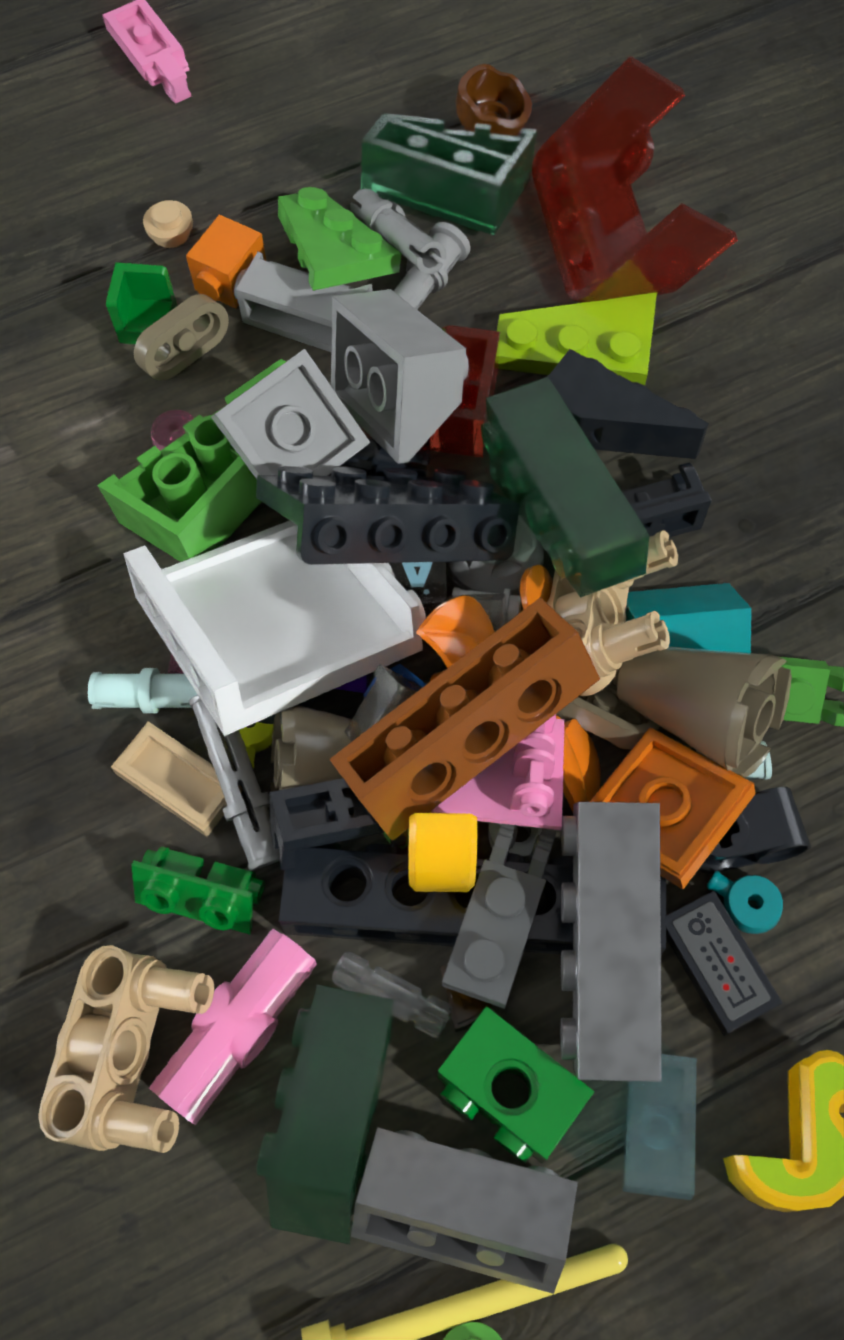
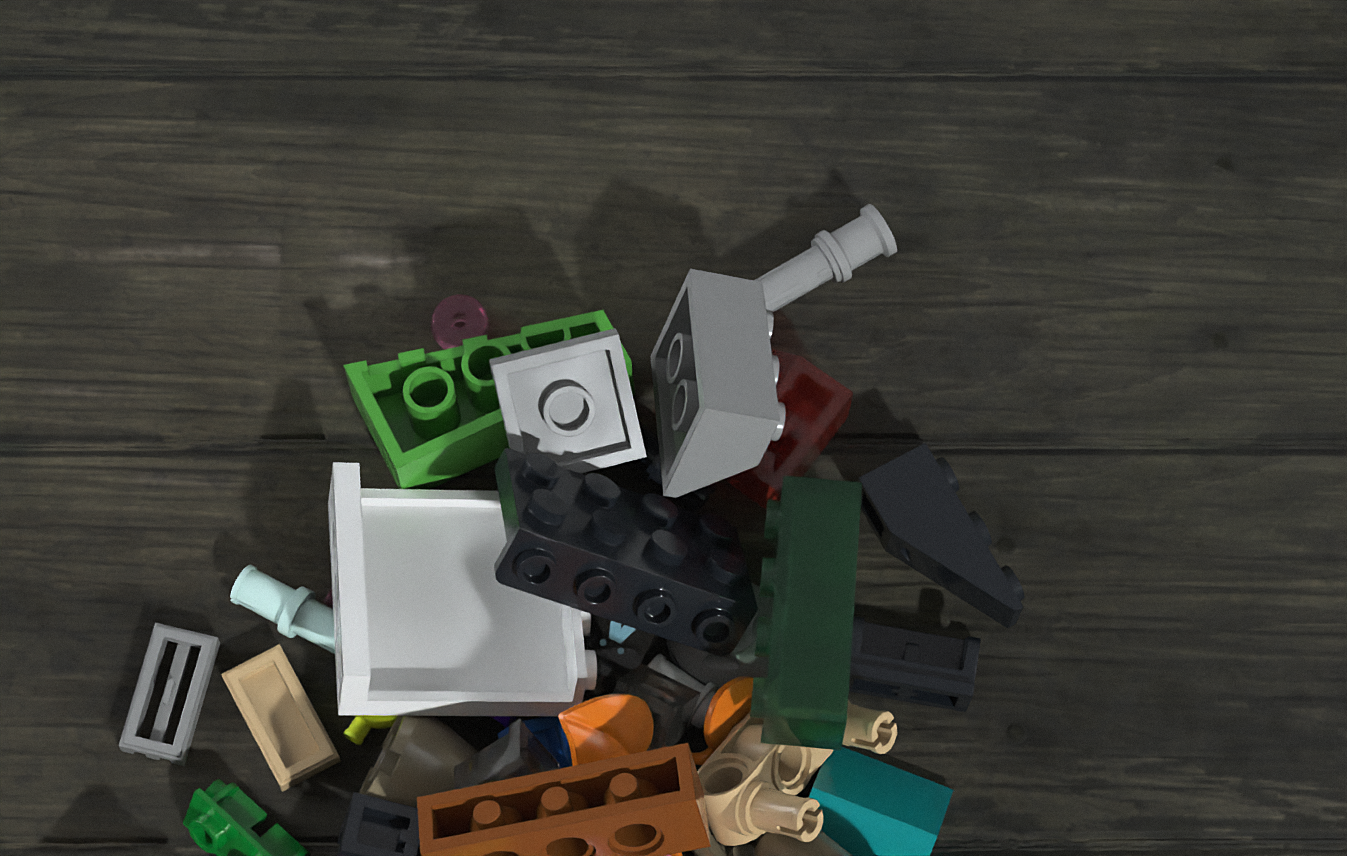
camera: 20 degrees right, 5 degrees up
(82, 849) = (155, 746): none -> light grey tile
(138, 298) = (495, 150): green panel -> none
(168, 223) = (577, 45): tan plate -> none
(181, 337) = (519, 210): dark tan plate -> none
(221, 256) = (614, 137): orange brick -> none
(256, 845) = (323, 828): light grey pin -> none
(285, 304) = (666, 225): light grey window -> none
(333, 241) = (741, 173): bright green wing -> none
(393, 226) = (817, 178): light grey pin -> none
(447, 171) = (922, 142): clear green wedge -> none
(479, 97) = (1020, 82): reddish brown helmet -> none
(589, 200) = (1071, 269): clear red windscreen -> none
(606, 330) = (980, 428): lime wing -> none

